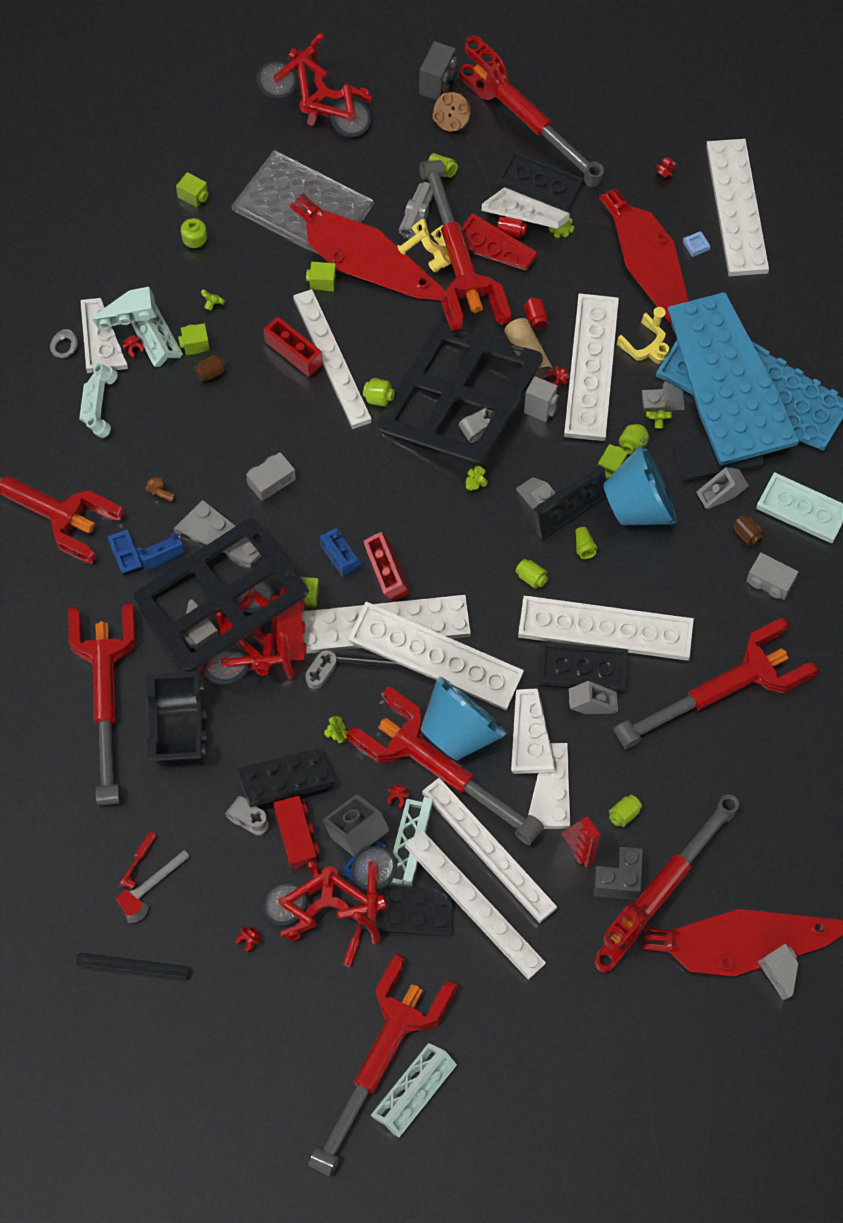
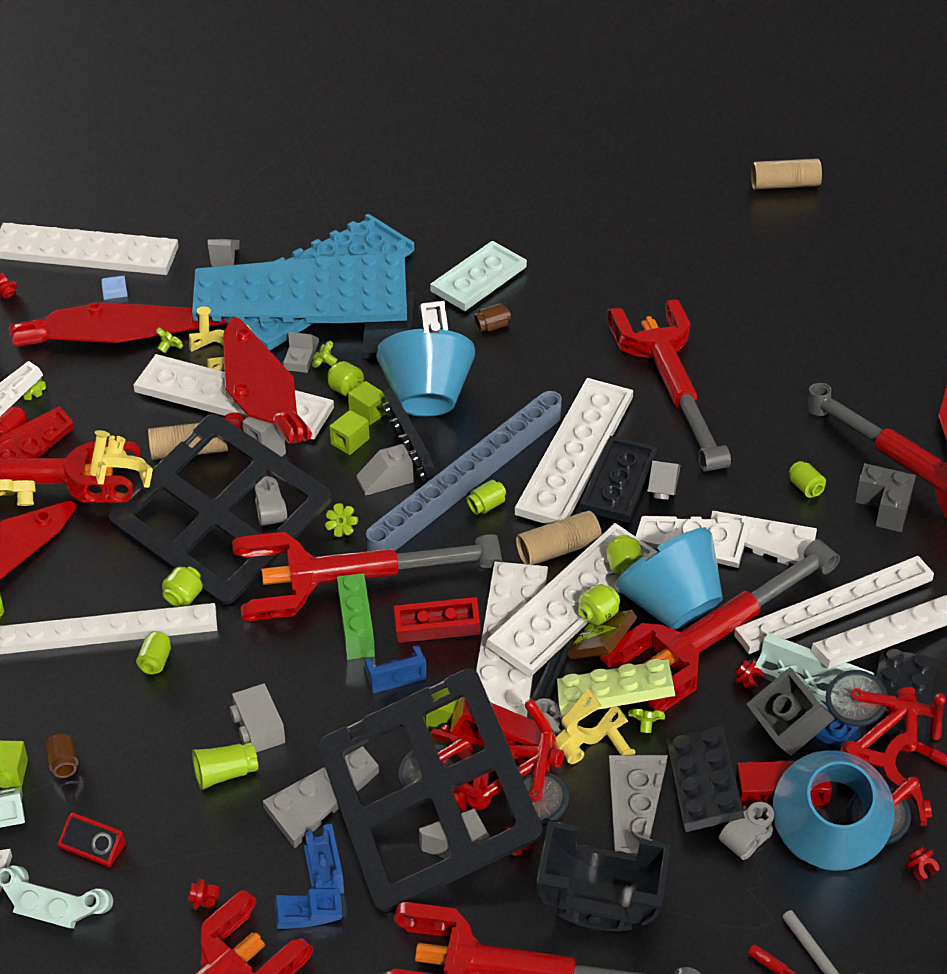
camera: 75 degrees left, 20 degrees down
(118, 482) = (203, 895): none -> red plate
(148, 409) = (91, 840): none -> slope
(155, 487) = (222, 848): dark orange plate -> none
(224, 465) = (223, 763): none -> lime plant
(260, 735) = (634, 797): none -> light grey wing
(284, 877) = (822, 842): none -> dark azure cone
(293, 346) = (76, 655): red brick -> none
(301, 681) = (575, 735): none -> light yellow piece
(312, 394) = (154, 653): none -> lime brick
(351, 701) = (618, 685): none -> yellowish green plate
(380, 512) = (355, 616): none -> bright green brick
(403, 682) = (601, 638): none -> reddish brown tile
(408, 467) = (307, 572): none -> red piece
(421, 670) = (598, 604): none -> lime head
(479, 681) = (623, 552): none -> lime head
(484, 306) = (116, 457): none -> light yellow piece
(496, 632) = (551, 539): none -> tan piece
(536, 313) = (137, 425): red brick -> none
(559, 561) = (464, 473): none -> sand blue beam
(574, 459) = (349, 432): none -> lime brick
(584, 841) = (855, 499): red wing -> none
(585, 544) = (459, 445): lime cone -> none
(591, 374) = (261, 382): none -> red wing
(641, 301) = (168, 340): none -> lime plant
(765, 303) = (222, 251): none -> light grey slope
(772, 576) = (553, 312): light grey brick -> none

